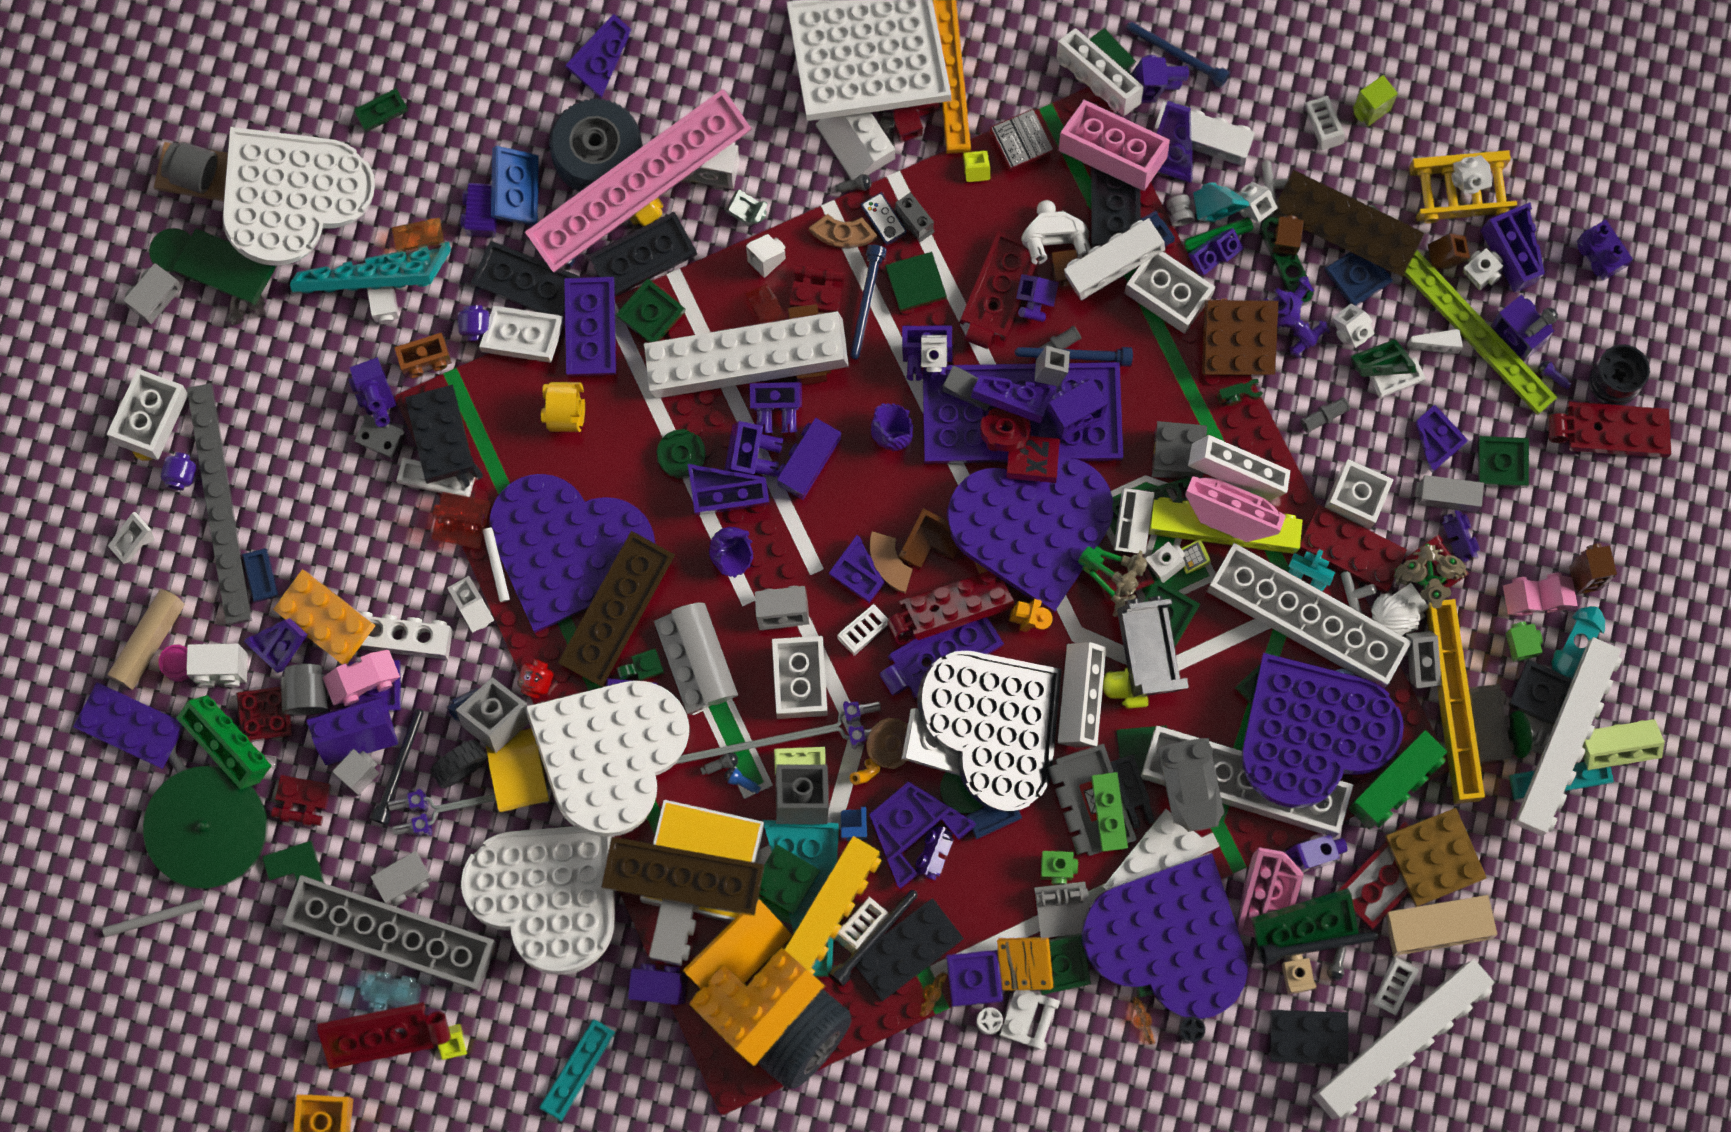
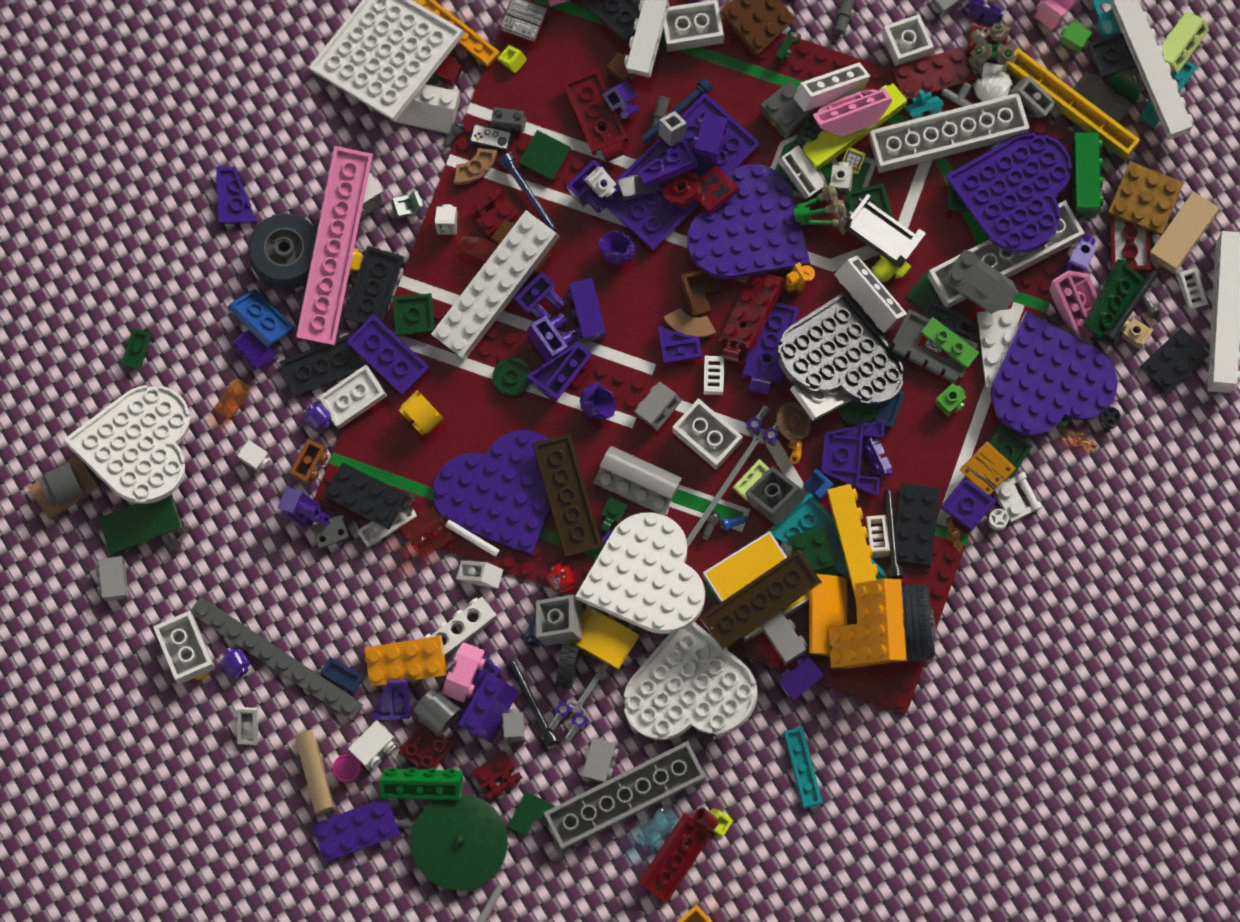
camera: 40 degrees left, 0 degrees up
(167, 247) = (93, 545): dark green sticker -> none
(377, 272) = (233, 440): teal wing -> none
(1054, 228) = (594, 51): white connector -> none
(1061, 909) = (976, 420): light grey hinge -> none

